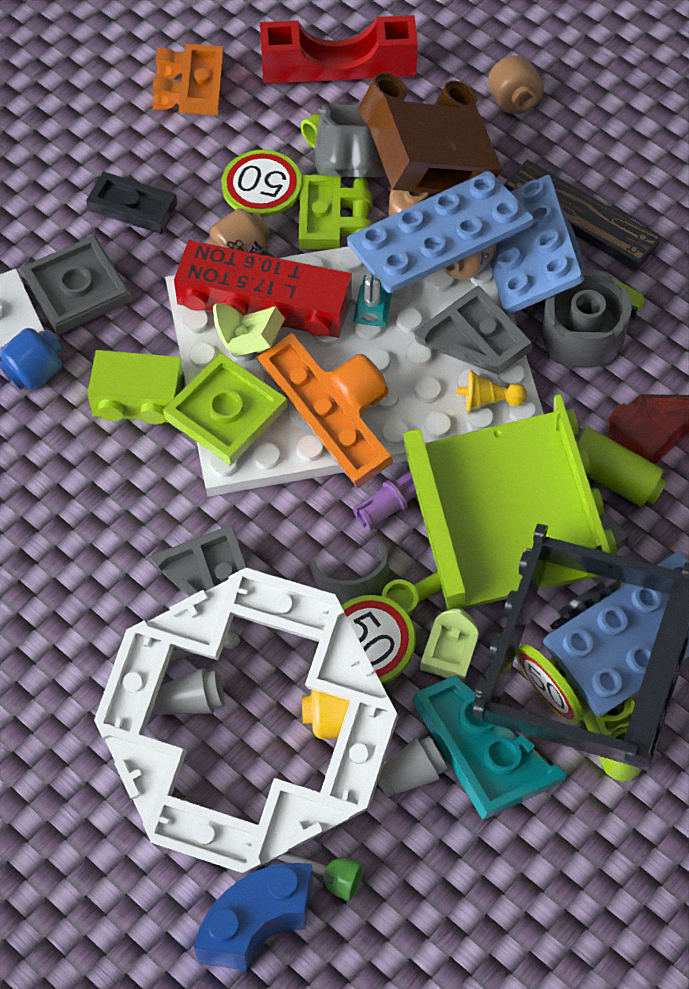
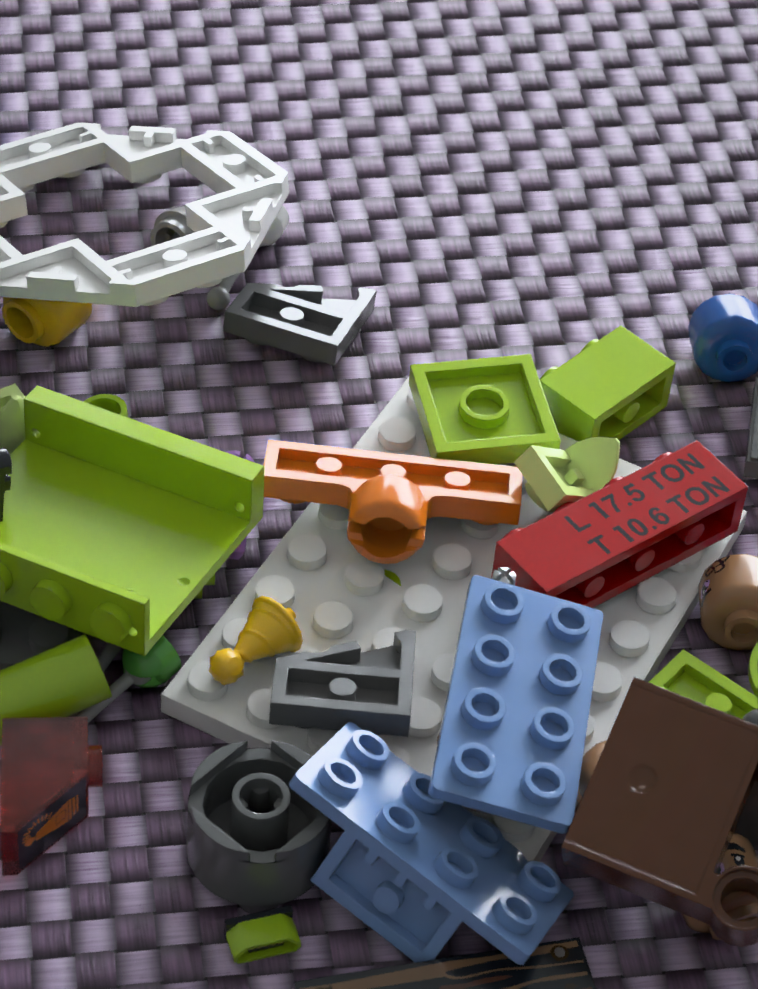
camera: 125 degrees right, 15 degrees down
(347, 590) = (184, 389): dark grey helmet -> none
(383, 633) = (86, 364): piece -> none

